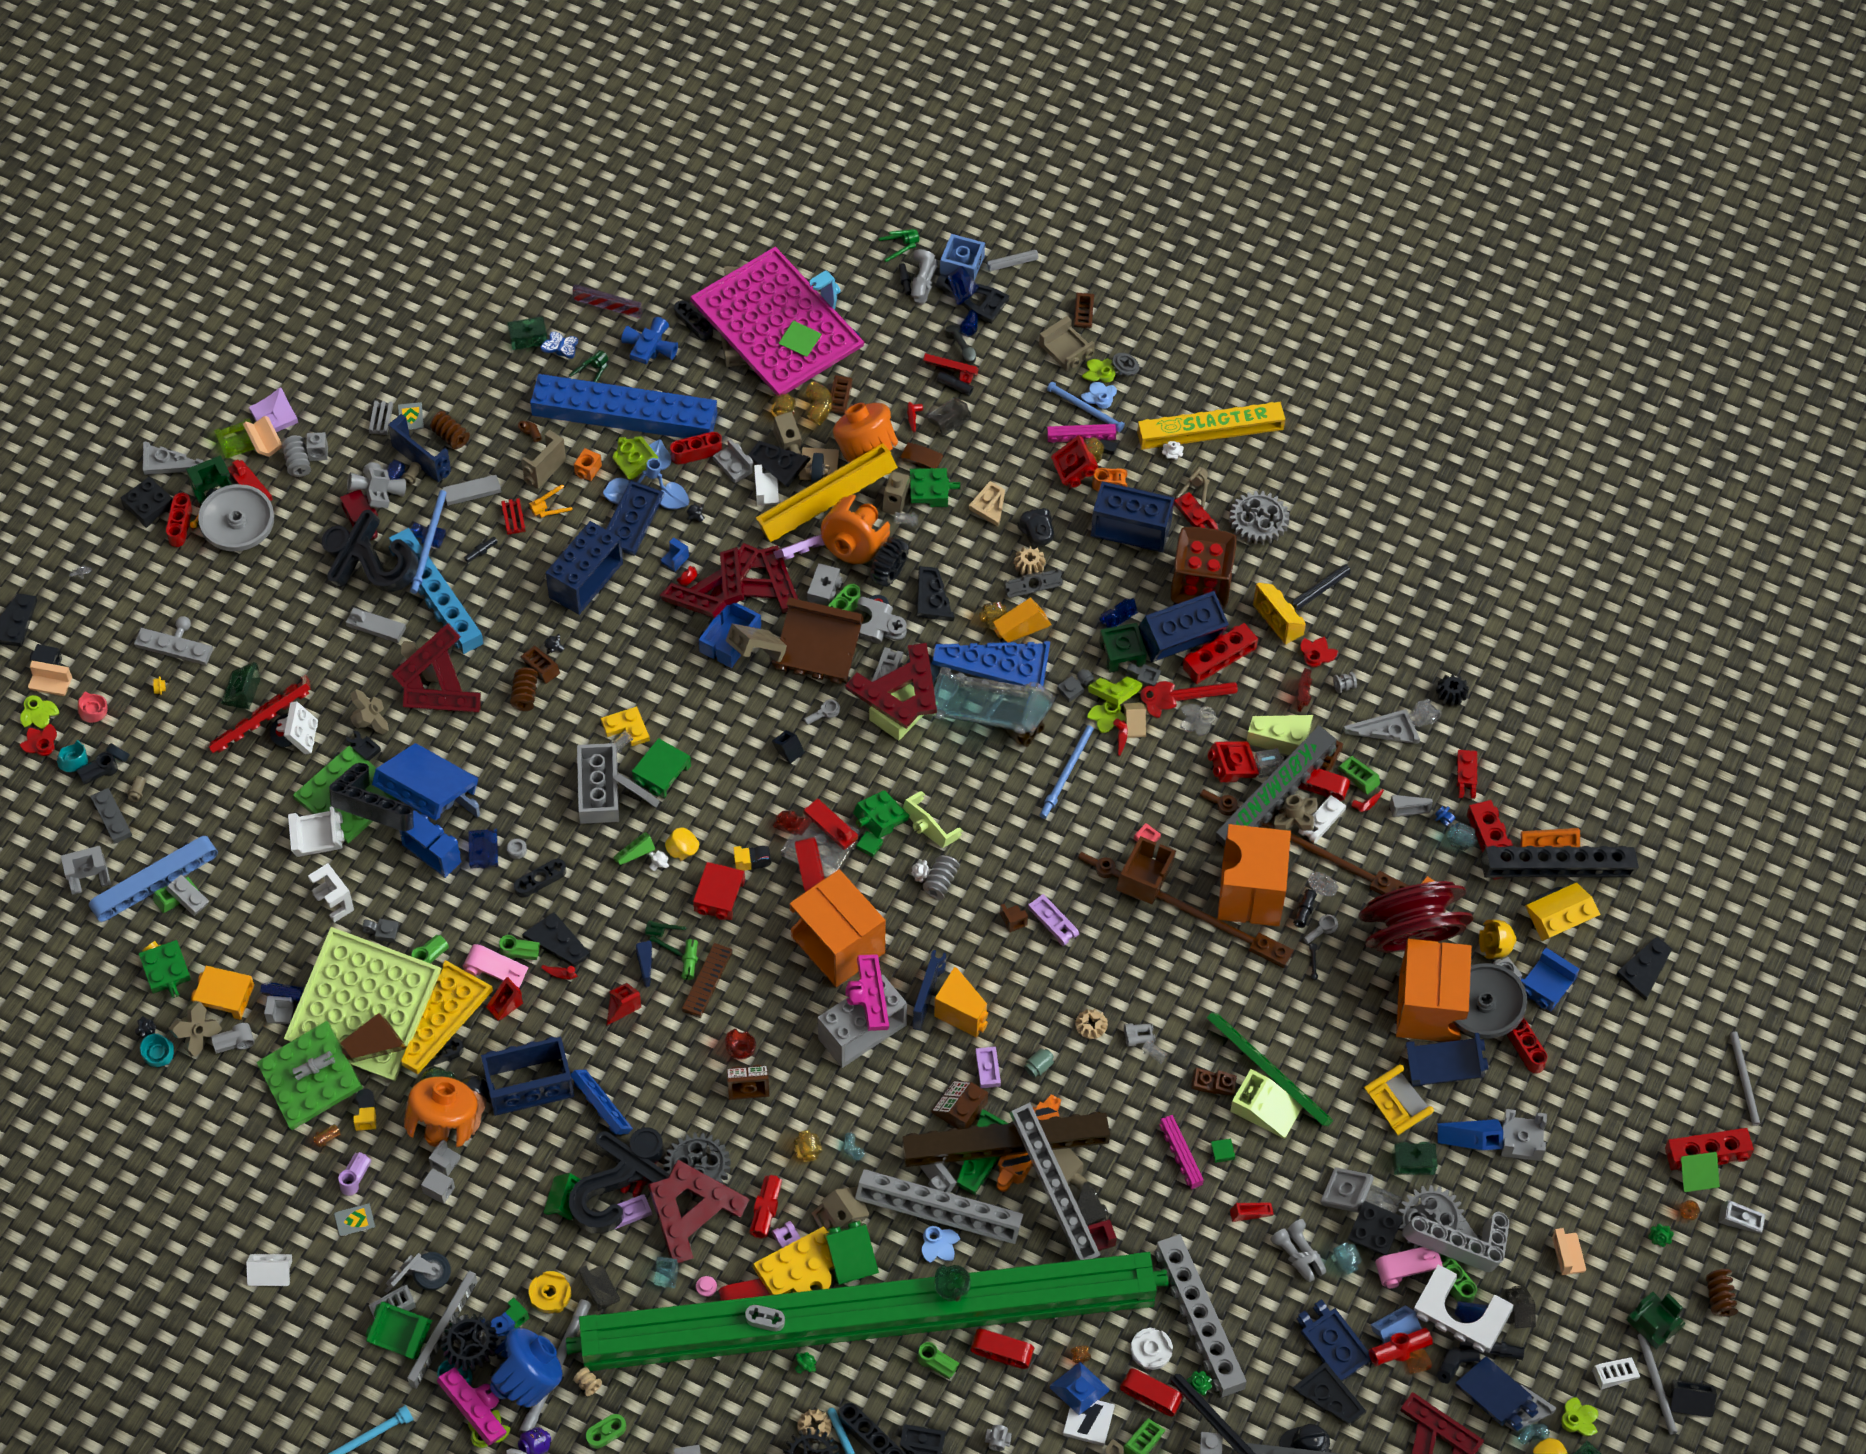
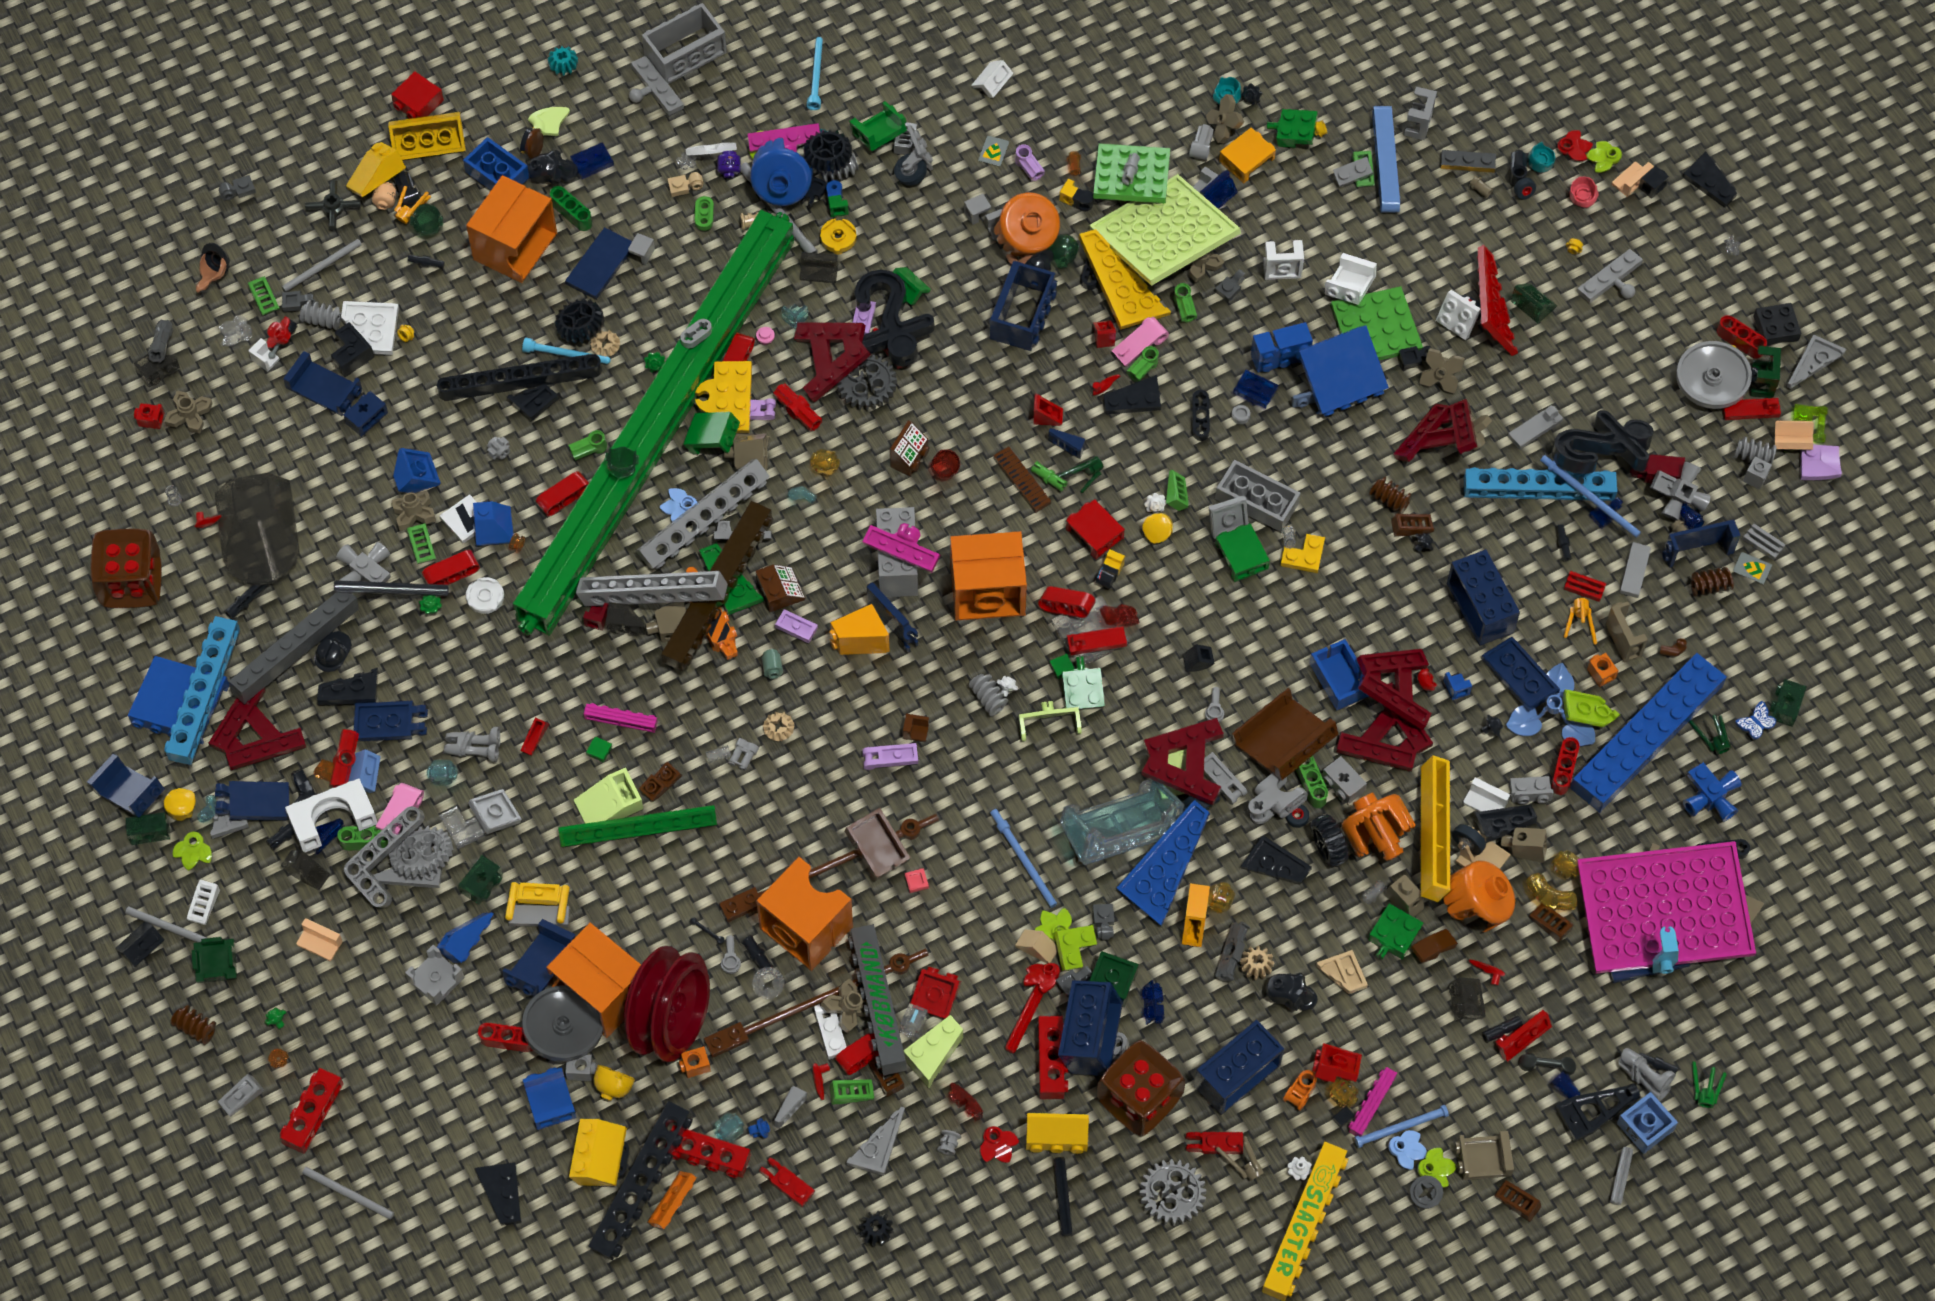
camera: 125 degrees right, 5 degrees up
(349, 795) = (1342, 307): black beam -> none
(372, 1040) = (1124, 219): reddish brown slope -> none
(435, 1342) = (861, 156): light grey tile -> none
(601, 1102) = (967, 347): blue plate -> none
(607, 301) = (1785, 789): clear purple tile -> none
(745, 638) = (1309, 676): dark tan panel -> none
(800, 338) = (1631, 913): bright green sticker -> none
(801, 547) = (1396, 775): lavender plate -> none
(962, 284) = (1609, 1100): clear blue slope -> none
(1122, 735) = (1026, 923): red bar -> none
(1195, 719) = (1000, 994): clear plate -> none
(1224, 1383) = (506, 652): light grey brick -> none
(1375, 1228) = (445, 803): black brick -> none
(1424, 713) = (868, 1186): clear piece -> none
(1700, 1172) = (298, 1087): bright green sticker -> none

